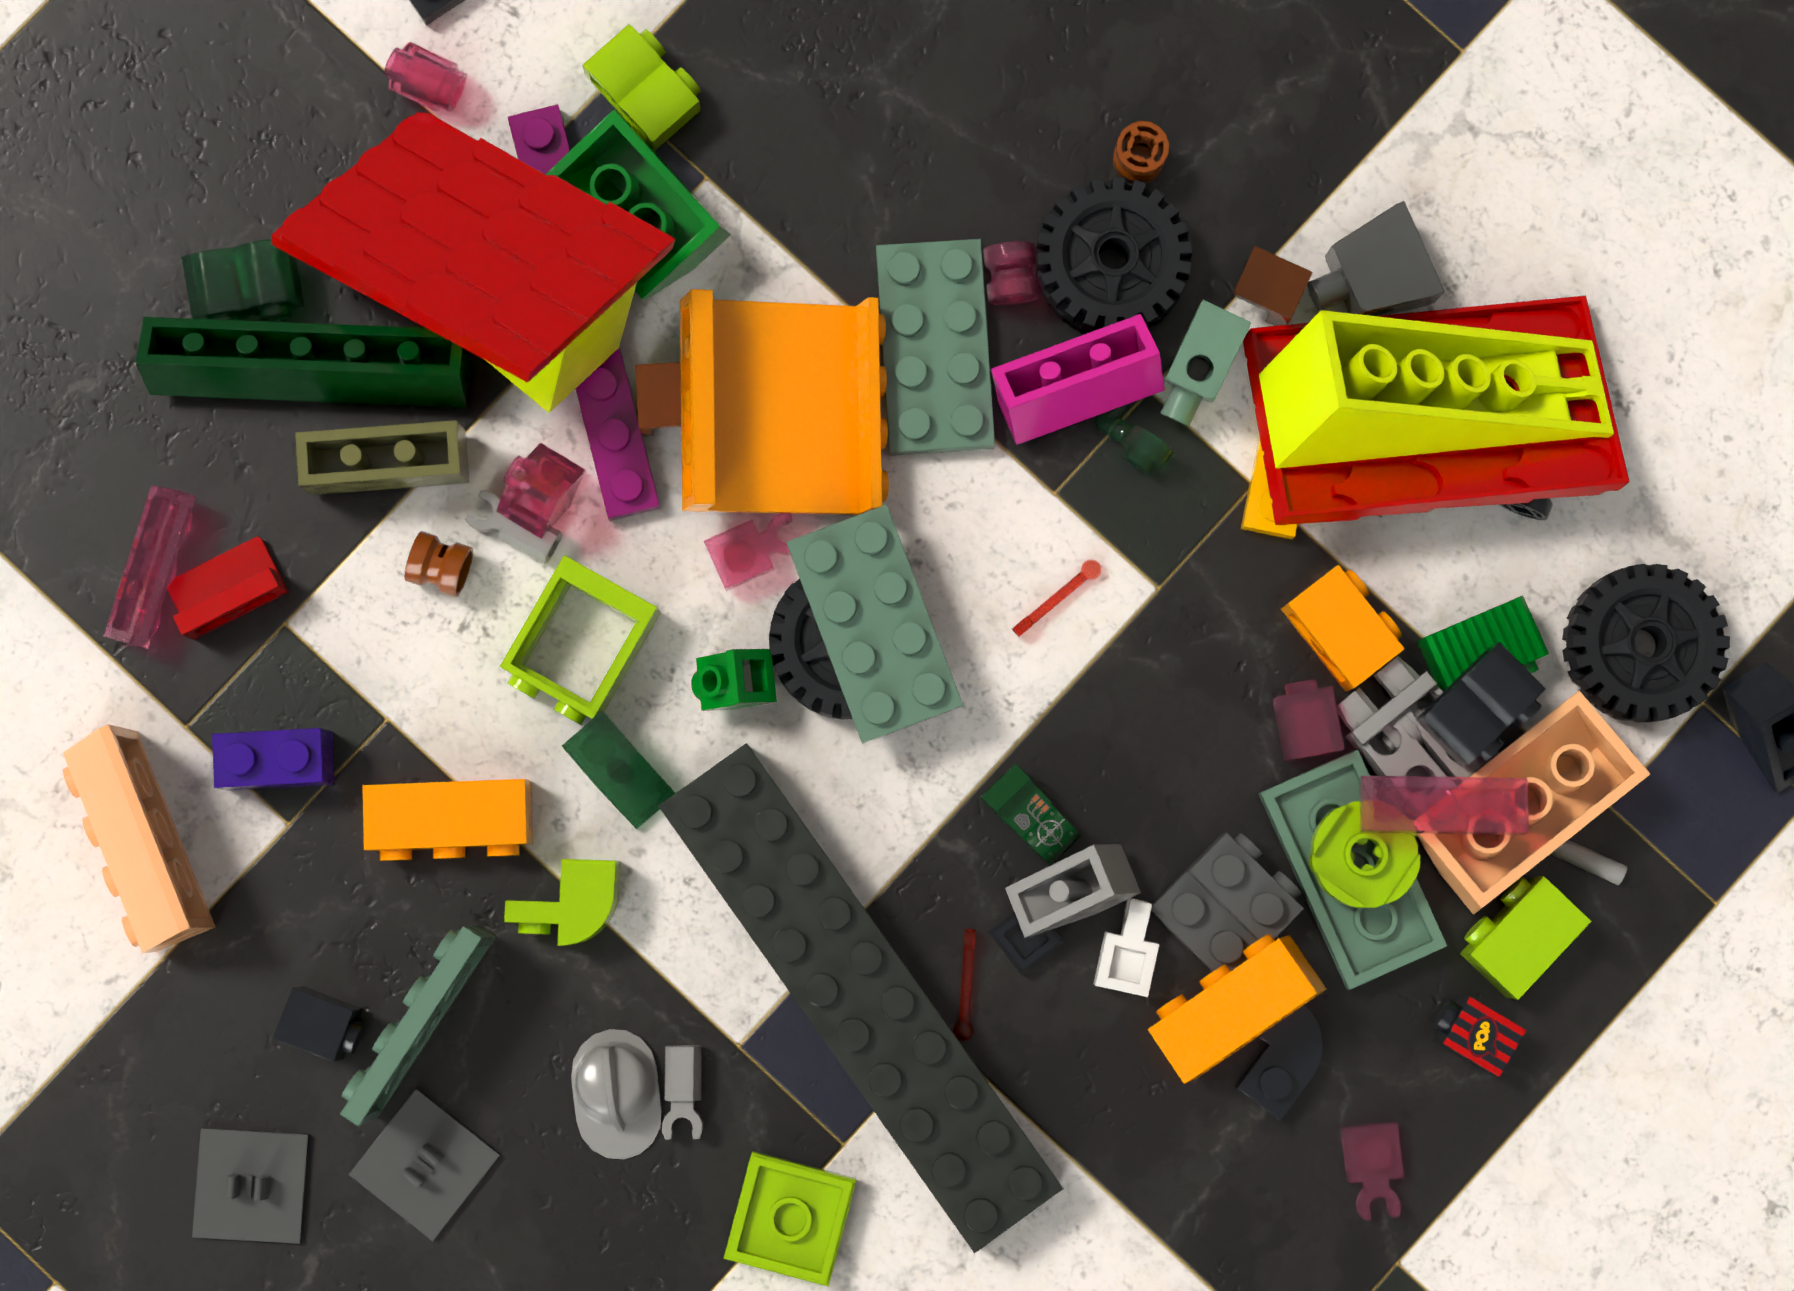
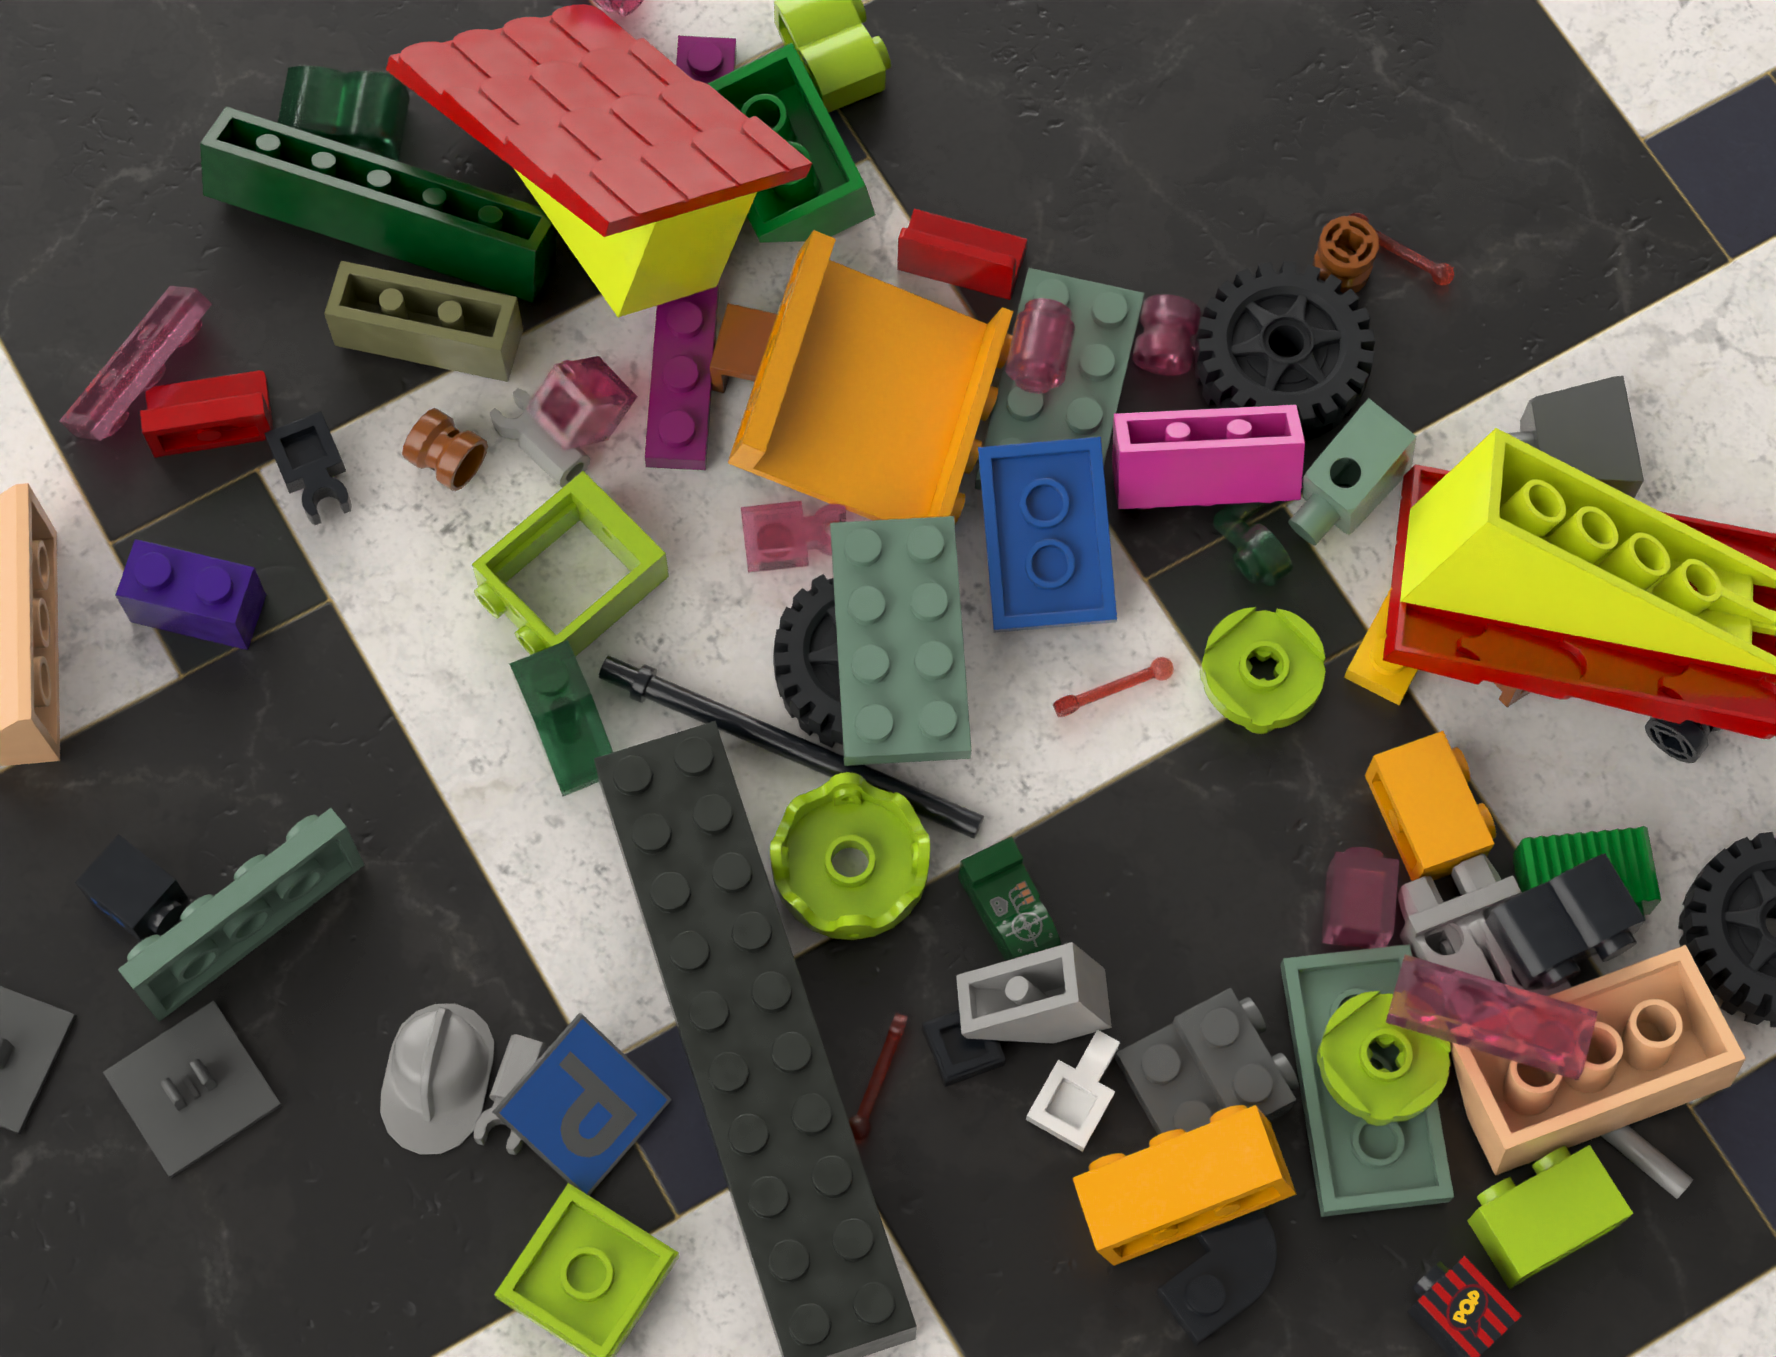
camera: 20 degrees right, 15 degrees down
(326, 607) = (309, 461): none -> black plate
(447, 818) = (358, 712): light orange brick -> none
(585, 906) = (472, 854): lime brick -> none
(721, 682) = (709, 653): green brick -> none
(741, 1087) = (582, 1105): none -> blue piece
(804, 731) = (645, 684): none -> black bar
(814, 247) = (961, 254): none -> red panel
(884, 778) = (843, 816): none -> lime plate
(911, 324) = (1041, 346): none -> clear pink brick
(965, 488) = (1047, 534): none -> blue plate
(1166, 517) = (1256, 702): none -> lime plate
(1224, 140) = (1441, 273): none -> clear red hinge
(1272, 285) = (1451, 421): reddish brown panel -> none

